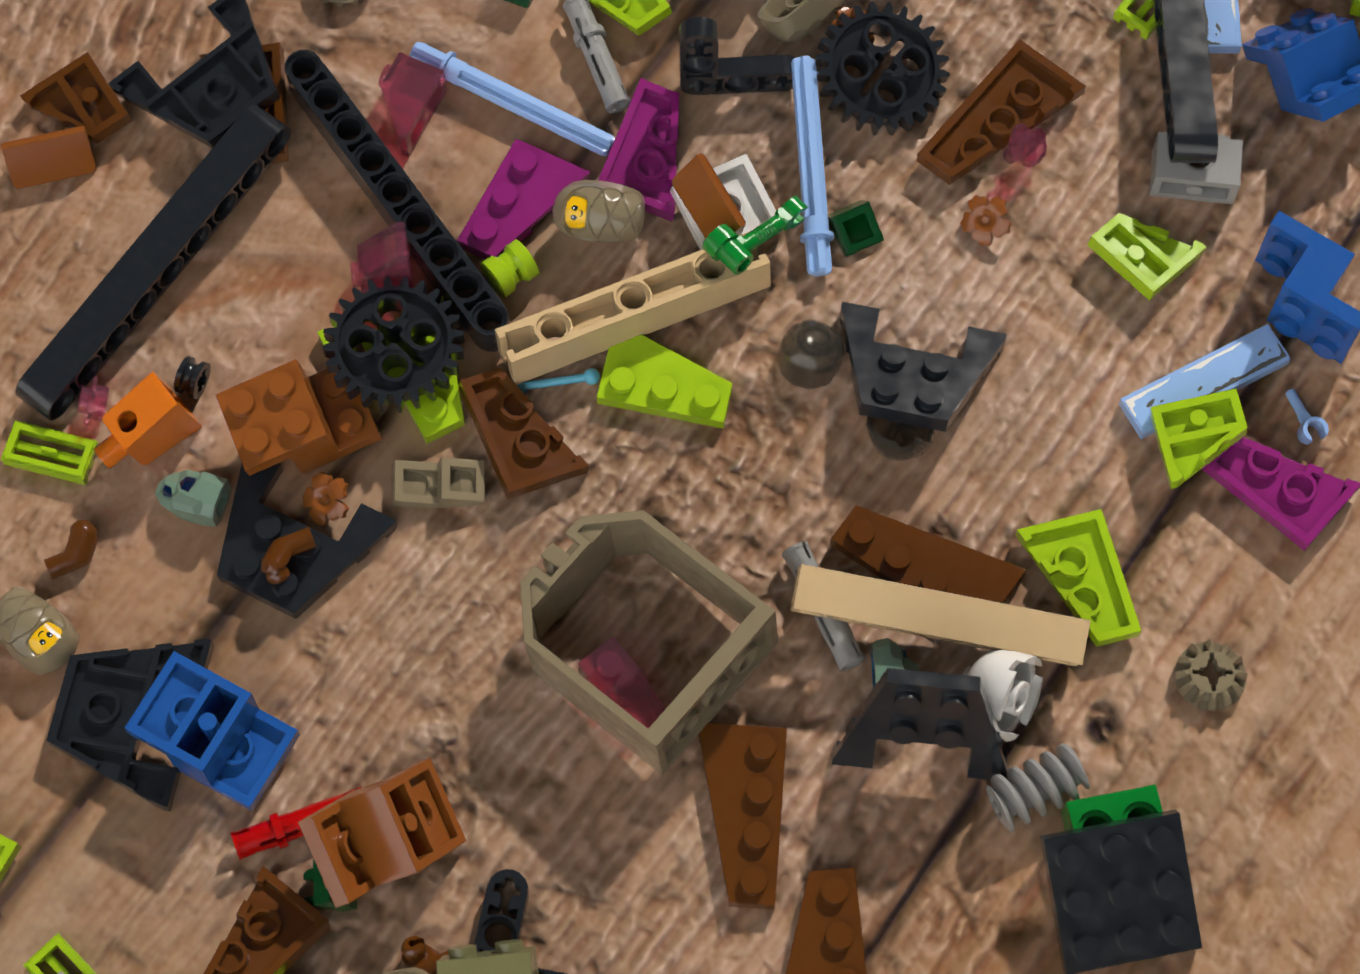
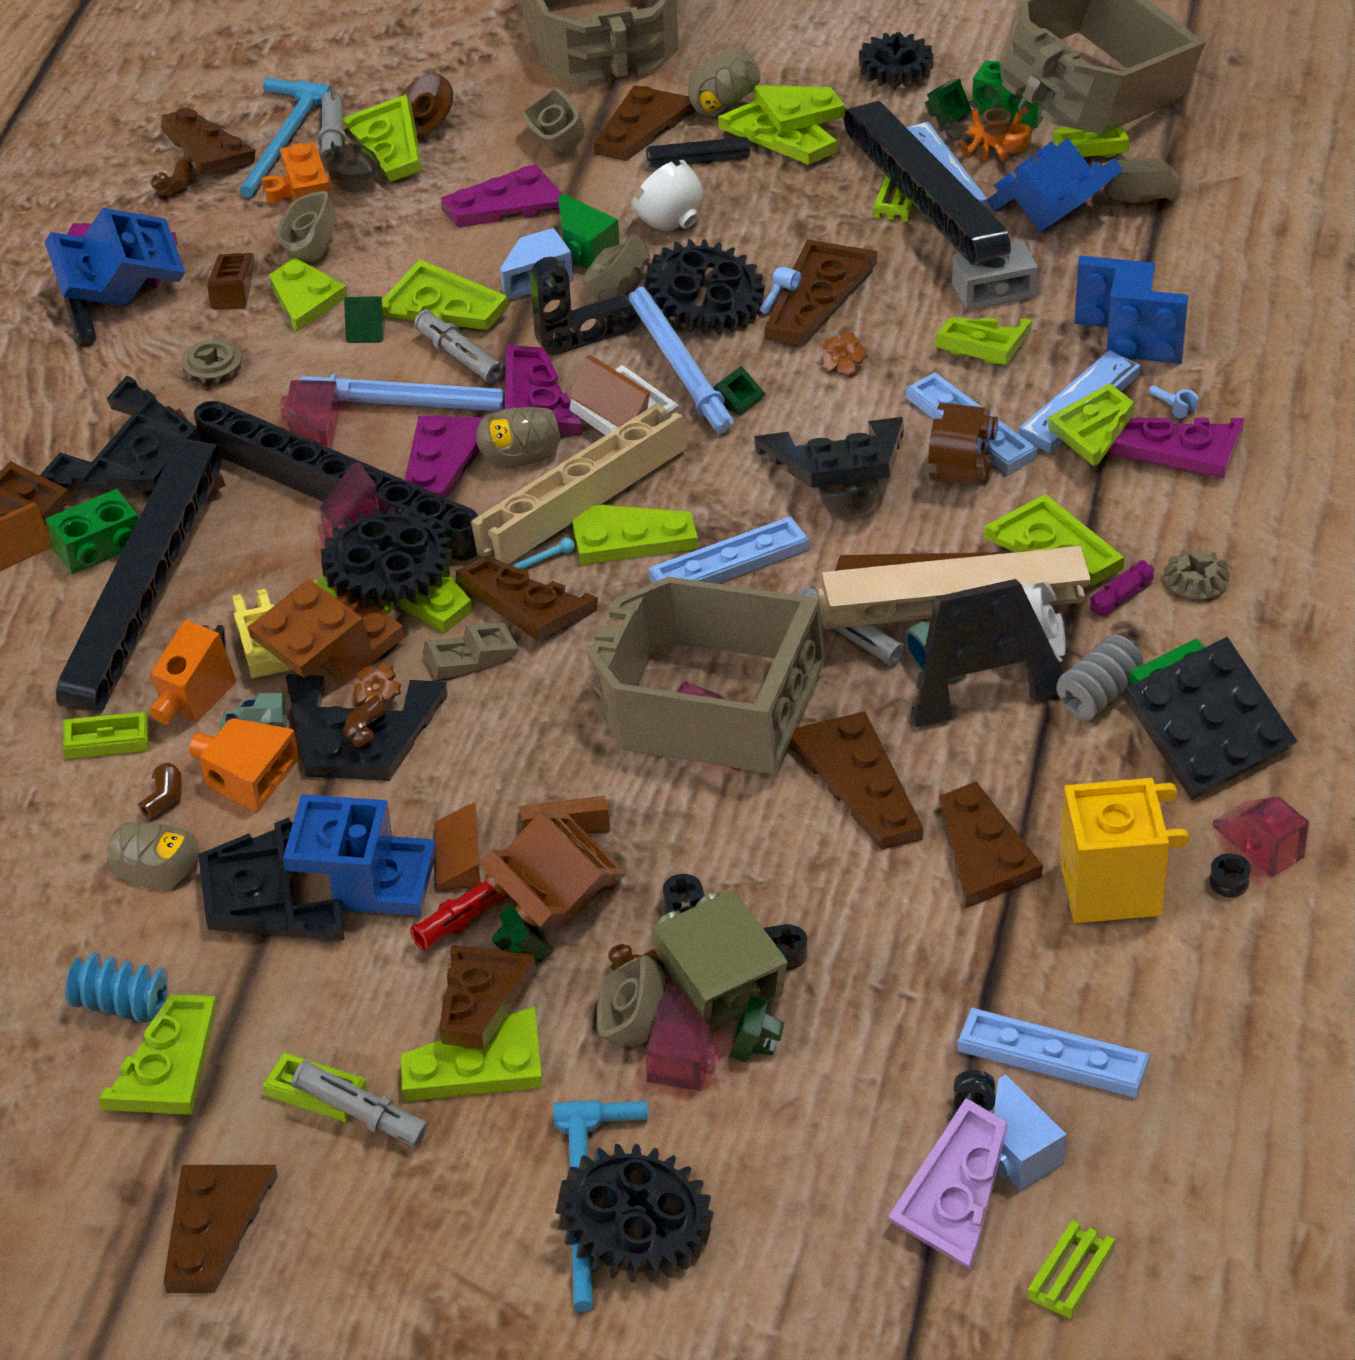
camera: 20 degrees left, 25 degrees down
(93, 401) = (130, 684): clear pink plate -> none
(134, 168) = (92, 530): none -> green brick
(162, 548) = (245, 760): none -> orange torso
(241, 365) = (258, 659): none -> light yellow hinge
(320, 743) = (457, 849): none -> dark orange slope
(438, 738) = (588, 812): none -> dark orange slope
(510, 268) = (461, 484): lime wheel -> none
(735, 250) = (641, 410): green brick -> none
(745, 460) = (737, 554): none -> light blue tile
(810, 354) = (746, 476): clear smoke hair -> none
(968, 96) = (782, 278): none -> light blue hand
(1026, 146) = (850, 300): clear pink plate -> none
(1040, 414) = (962, 443): none -> reddish brown brick
(1076, 367) = (1009, 448): none -> light blue tile
(1124, 664) = (1122, 588): none -> magenta axle

